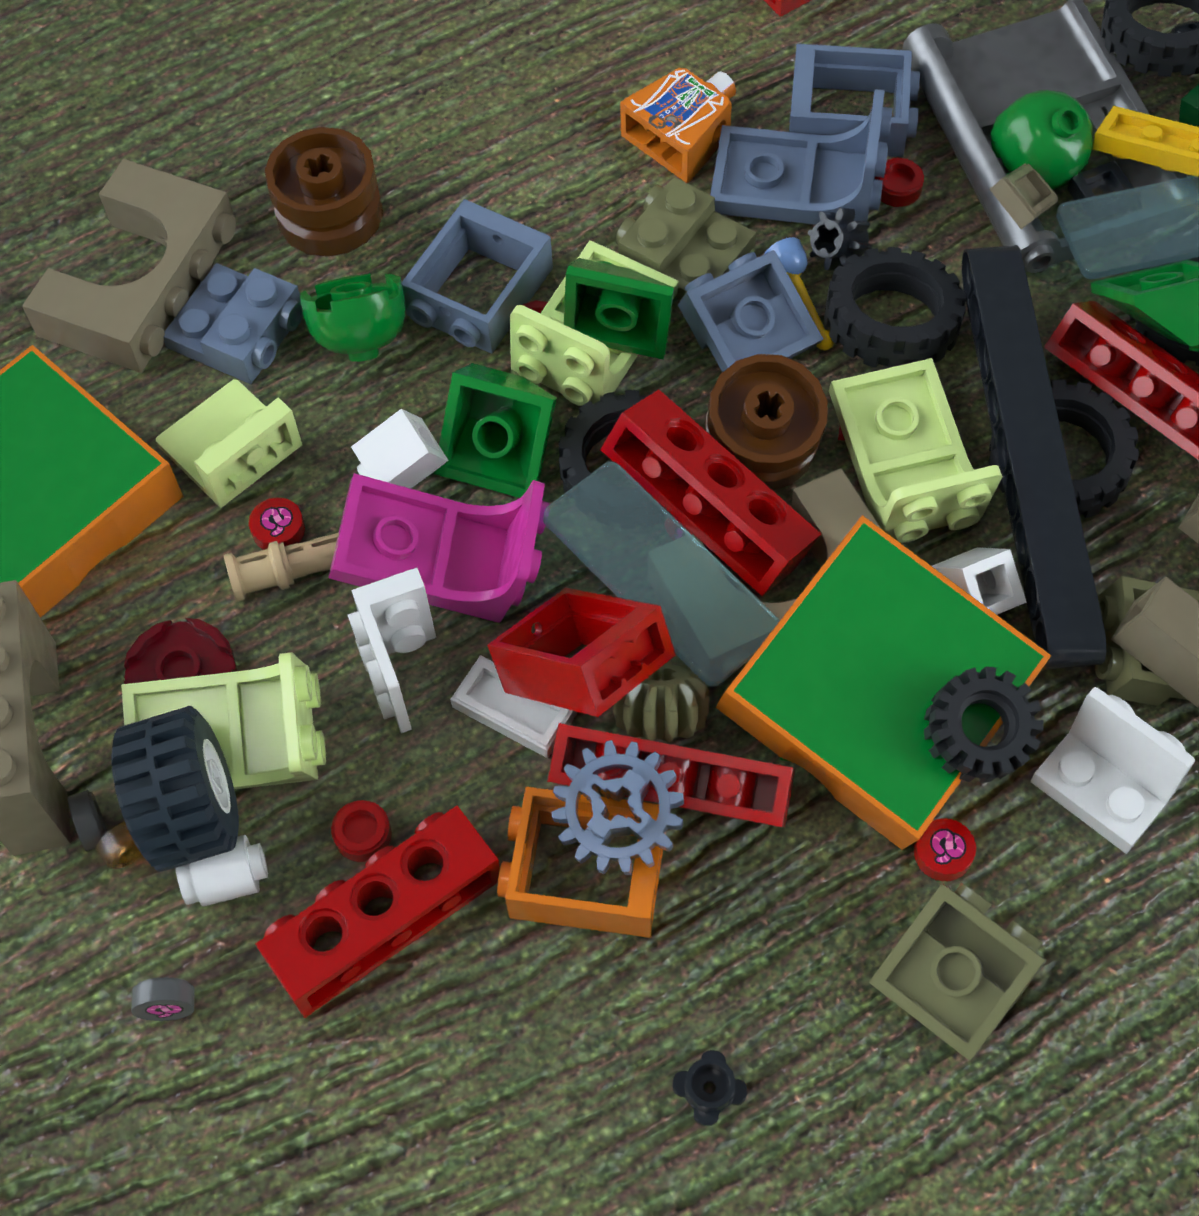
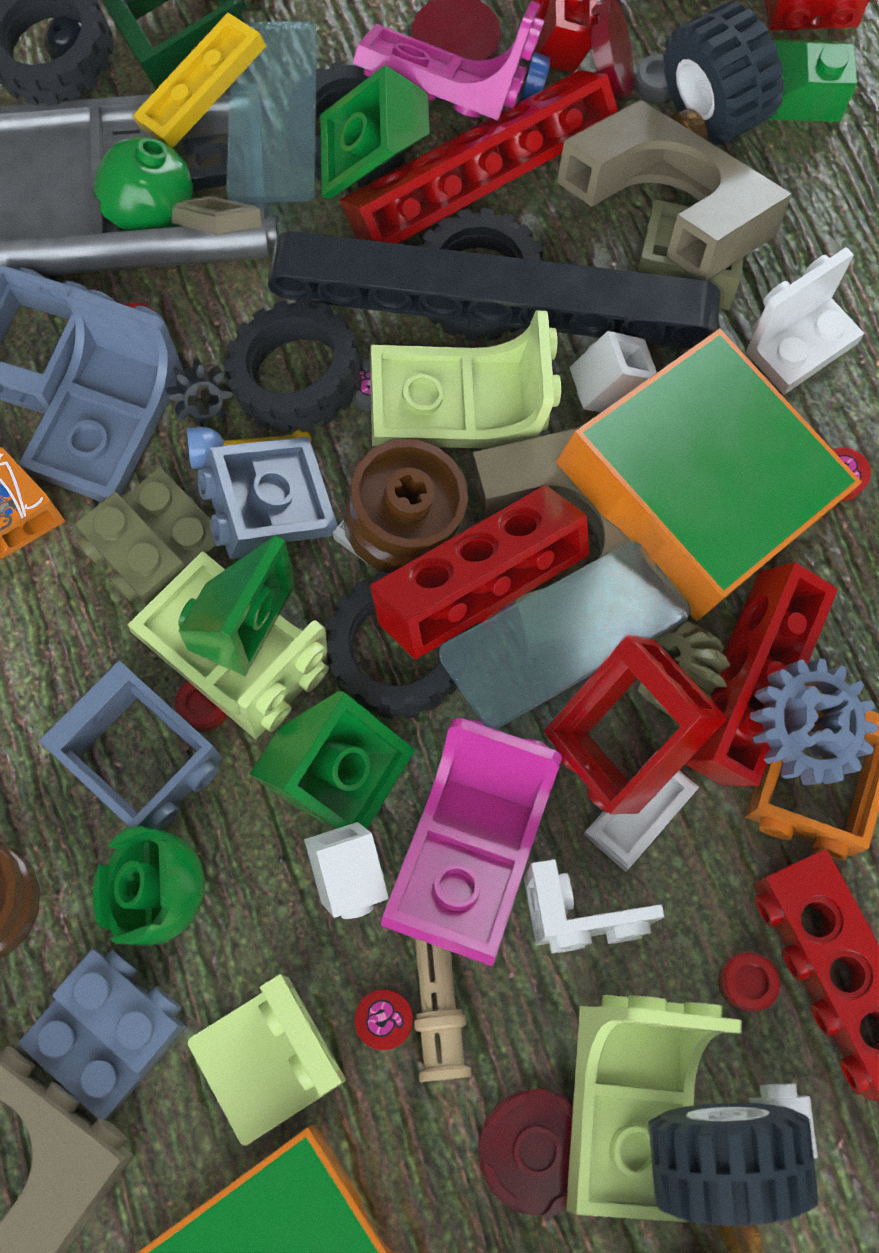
camera: 80 degrees left, 10 degrees up
(1007, 700) = (802, 379): black tyre -> none

